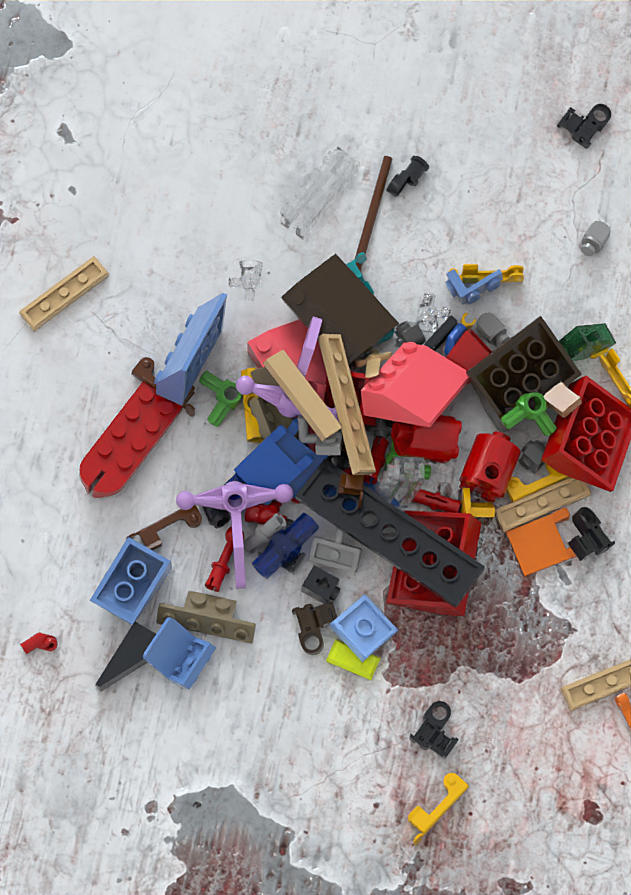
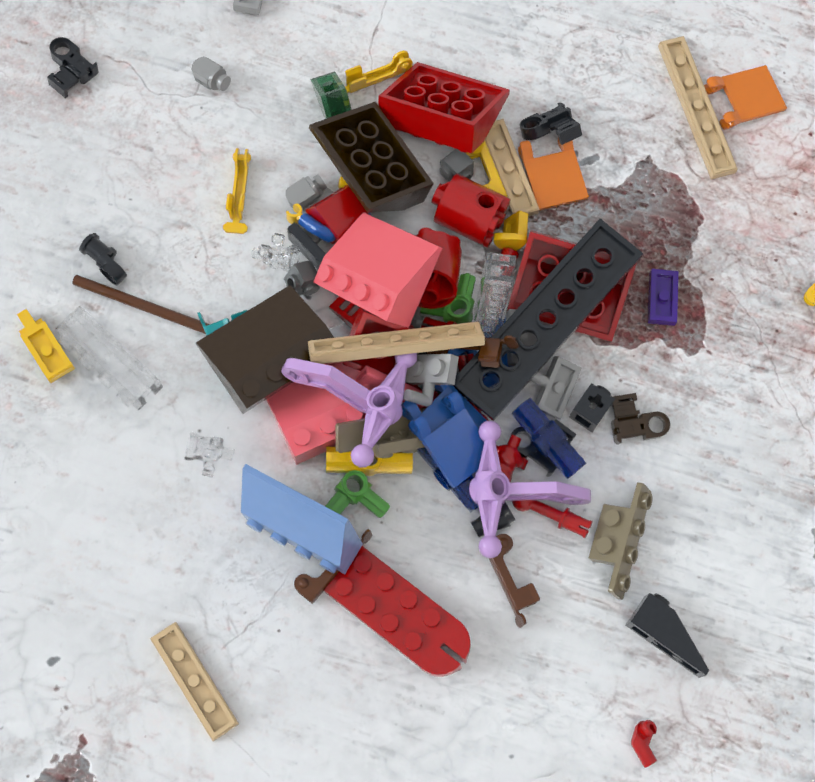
camera: 85 degrees left, 0 degrees up
(131, 581) = (582, 622): medium blue slope -> none
(178, 653) = (671, 572): medium blue bracket -> none
(264, 533) = (530, 459): light grey pin -> none
(302, 395) = (385, 387): tan tile -> none
(322, 142) = (44, 347): none -> yellow hinge
(343, 657) = (673, 384): neon yellow tile -> none
(363, 628) = (643, 366): light blue tile -> none
(373, 362) = (335, 315): tan sword -> none
(432, 644) = (663, 297): none -> dark purple plate
(434, 735) = (761, 312): black piece -> none
(472, 294) = (254, 215): medium blue bracket -> none
(523, 411) = (414, 152): bright green axle -> none
(562, 400) = (408, 120): tile -> none

